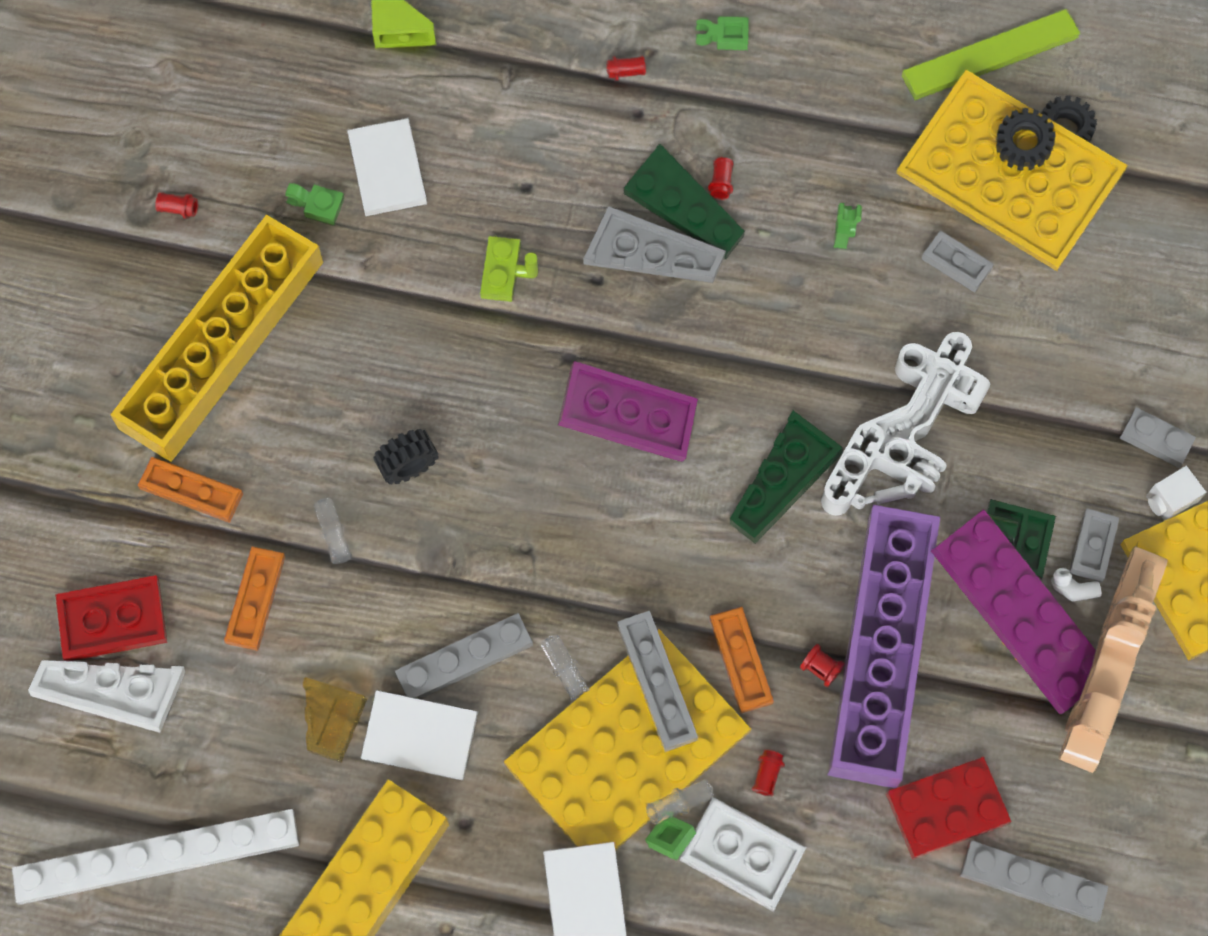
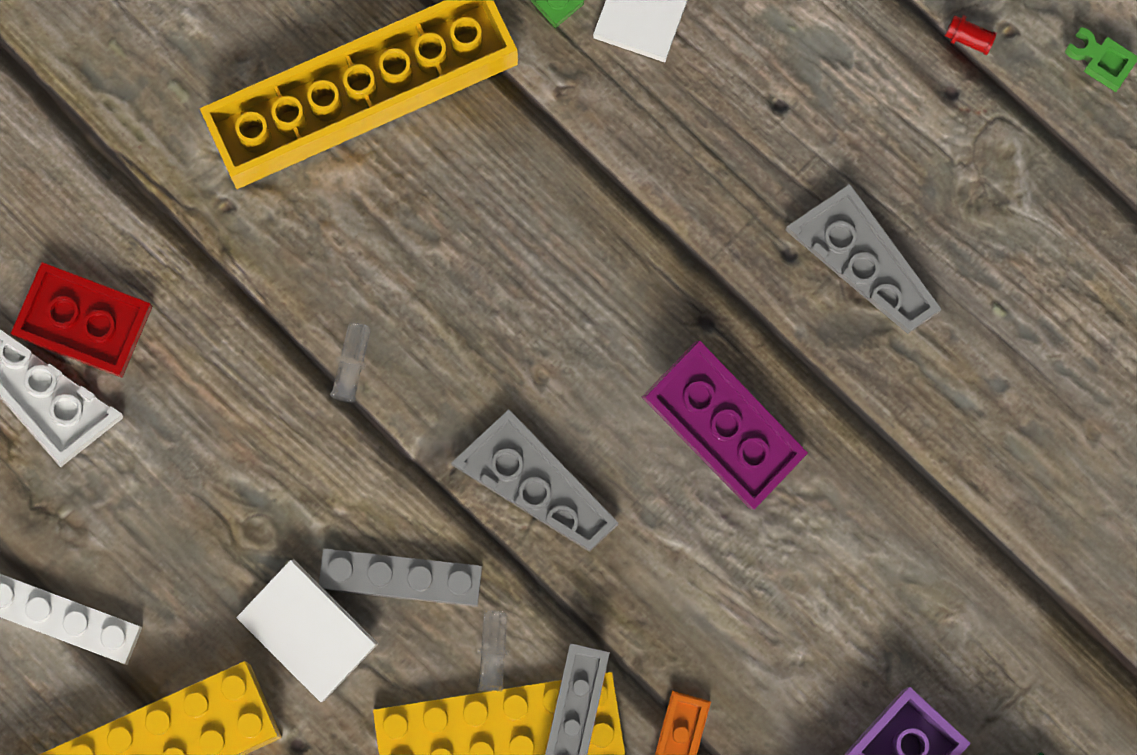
camera: 30 degrees right, 10 degrees up
(190, 489) = (238, 230): orange tile -> none
(254, 598) = (233, 385): orange tile -> none
(330, 718) = (231, 558): clear yellow wing -> none
(406, 456) = (469, 333): black tyre -> none
(502, 268) = (699, 183): lime plate -> none
(514, 531) = (532, 478): none -> light grey wing
(680, 200) = (932, 219): dark green wing -> none
(721, 181) = (991, 224): red pin -> none
(788, 472) = (856, 588): dark green wing -> none
(846, 224) = (1089, 359): bright green plate -> none
(937, 383) = (1071, 593): white beam -> none

